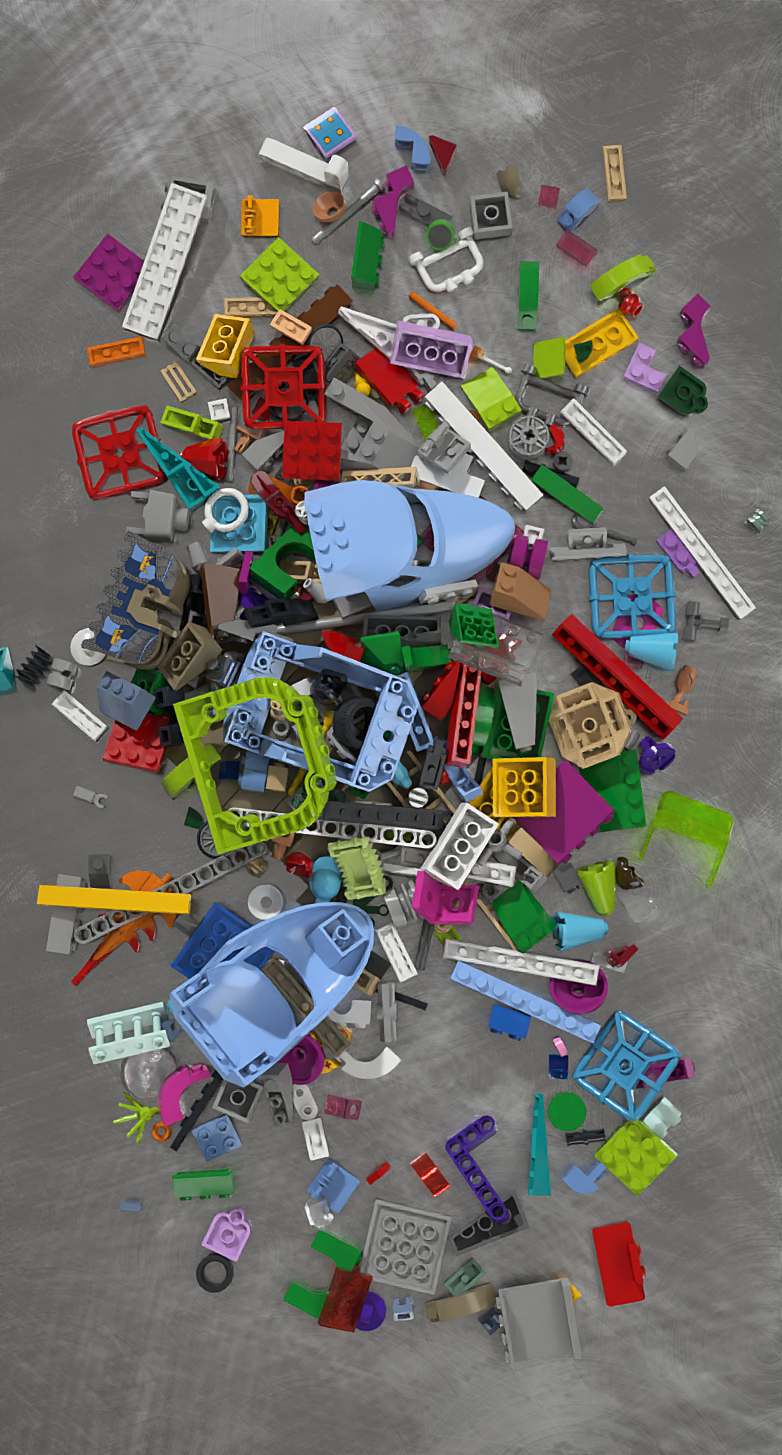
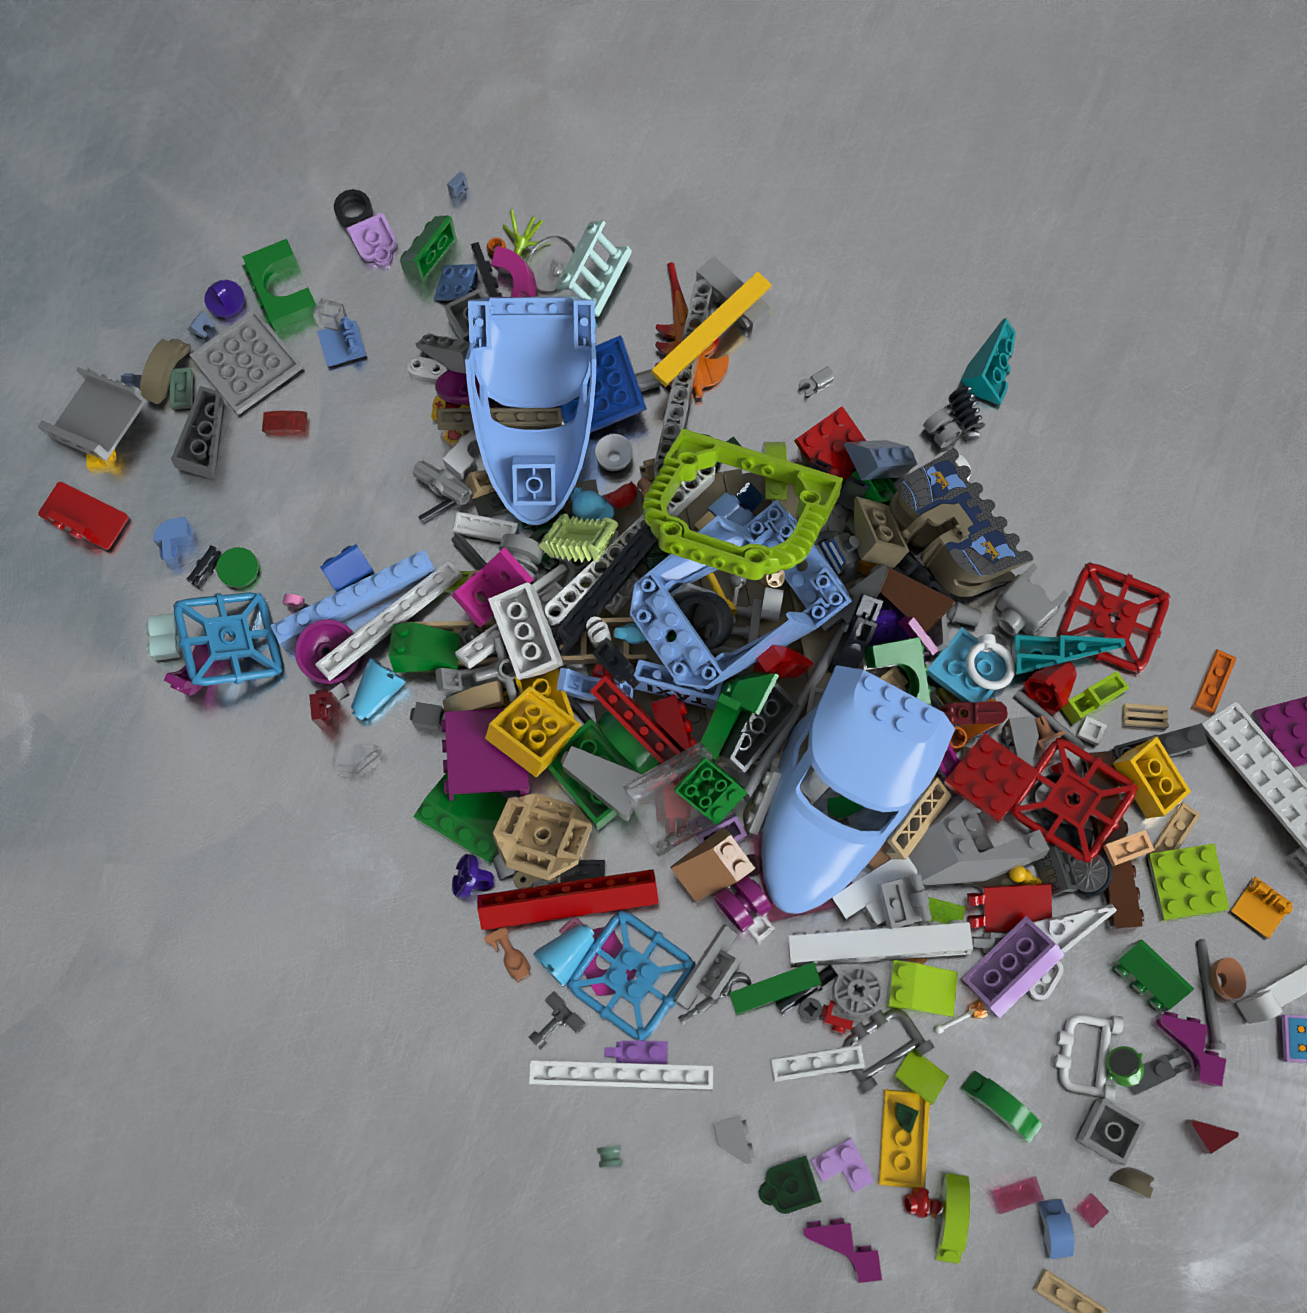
camera: 125 degrees right, 10 degrees down
(79, 715) = (894, 420): white plate -> none
(100, 871) = (746, 344): dark grey slope -> none
(315, 1138) = (389, 355): white plate -> none
(327, 690) = (754, 619): black helmet -> none
(341, 1107) = (395, 390): clear pink bracket -> none
(345, 1300) = (244, 281): clear red plate -> none
(369, 1069) = (407, 437): white arch -> none
(378, 1173) = (319, 380): red tile -> none
(408, 138) = (1223, 1110): medium blue brick -> none
(432, 310) = (1051, 1002): orange bar -> none
(474, 1170) = (253, 454): dark purple beam -> none
(539, 1167) = (206, 504): teal wedge -> none
(558, 1067) = (279, 587): clear blue slope -> none
(600, 885) = (398, 738): lime cone -> none
(626, 876) = (385, 768): dark brown hair -> none
(635, 1155) = (151, 592): lime plate -> none
(694, 821) = (383, 865): clear neon green windscreen -> none

